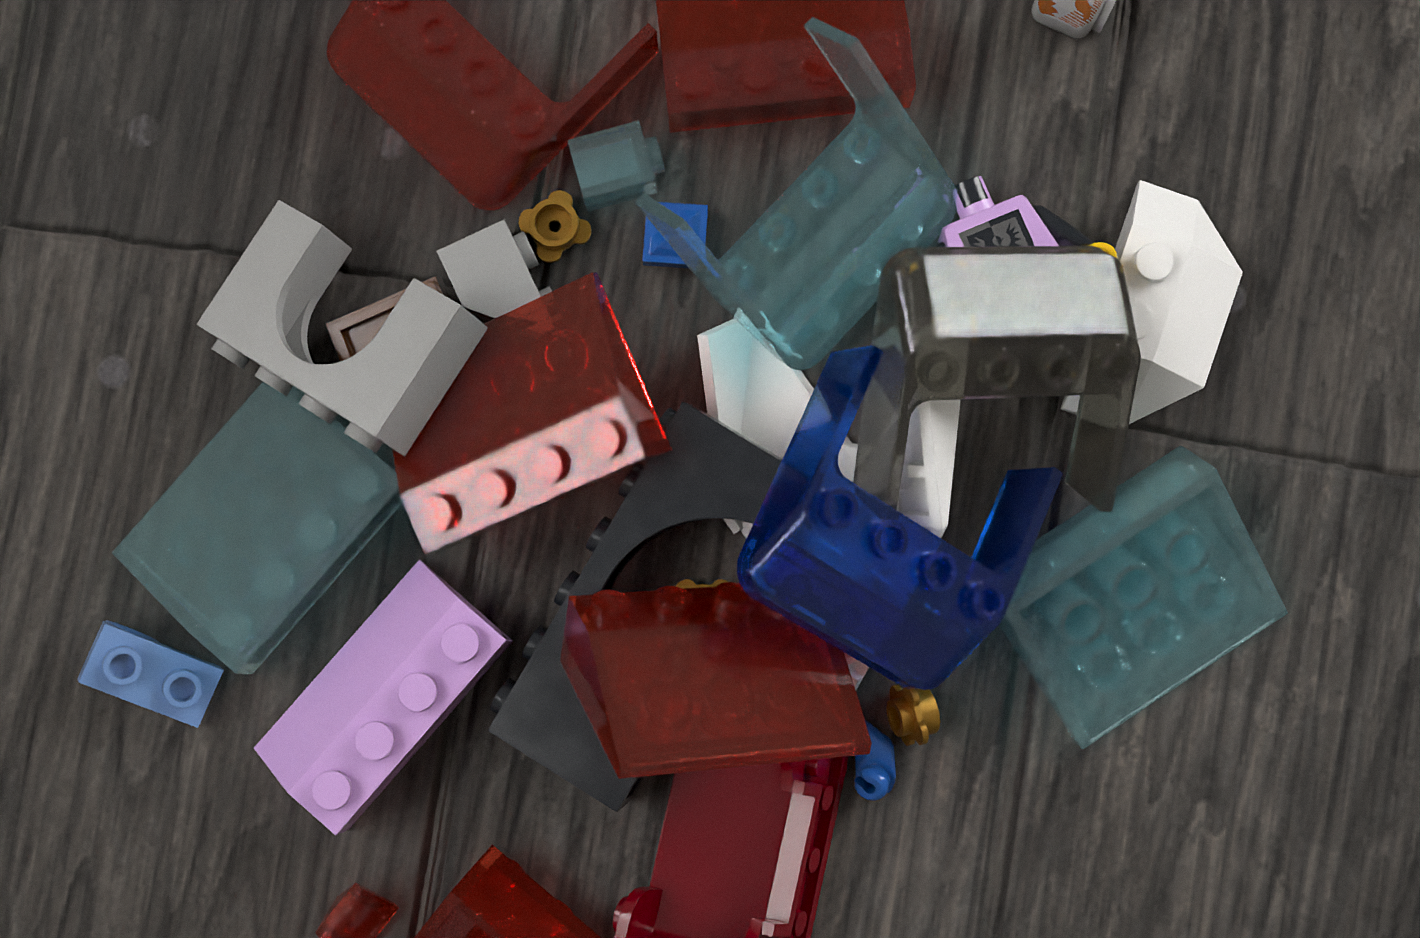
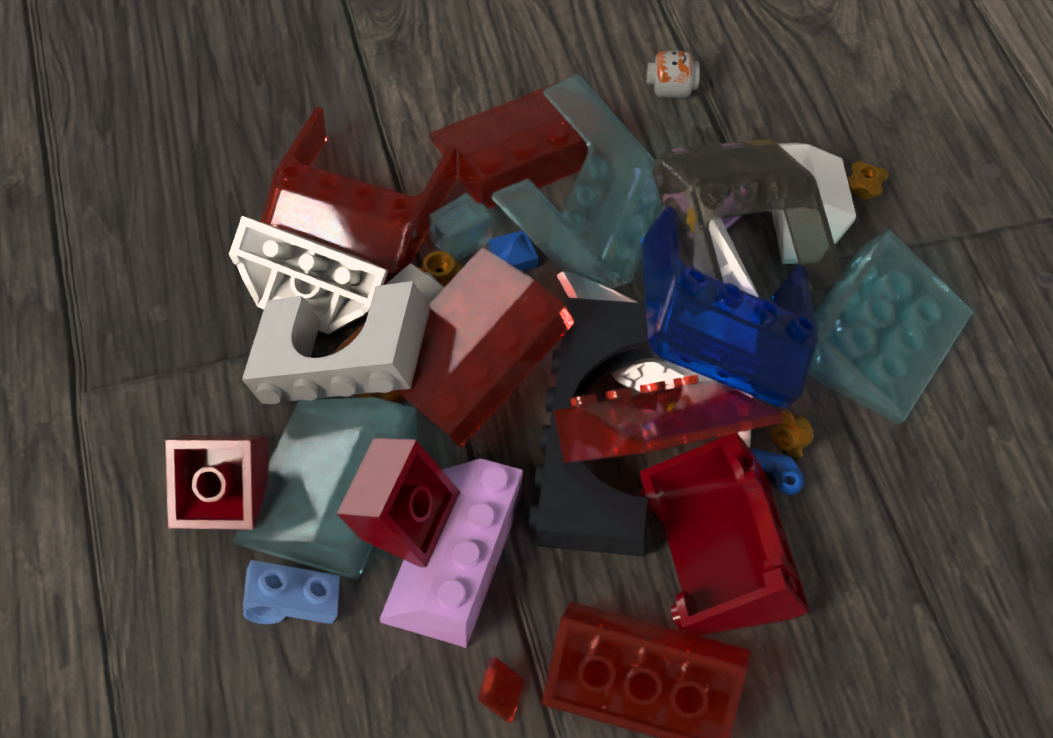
camera: 25 degrees left, 30 degrees down
(112, 465) = (216, 480): none -> dark red slope
(313, 634) = (399, 500): none -> dark red slope
(355, 169) = (290, 265): none -> white wedge
(1246, 321) = (866, 180): none -> pearl gold plate

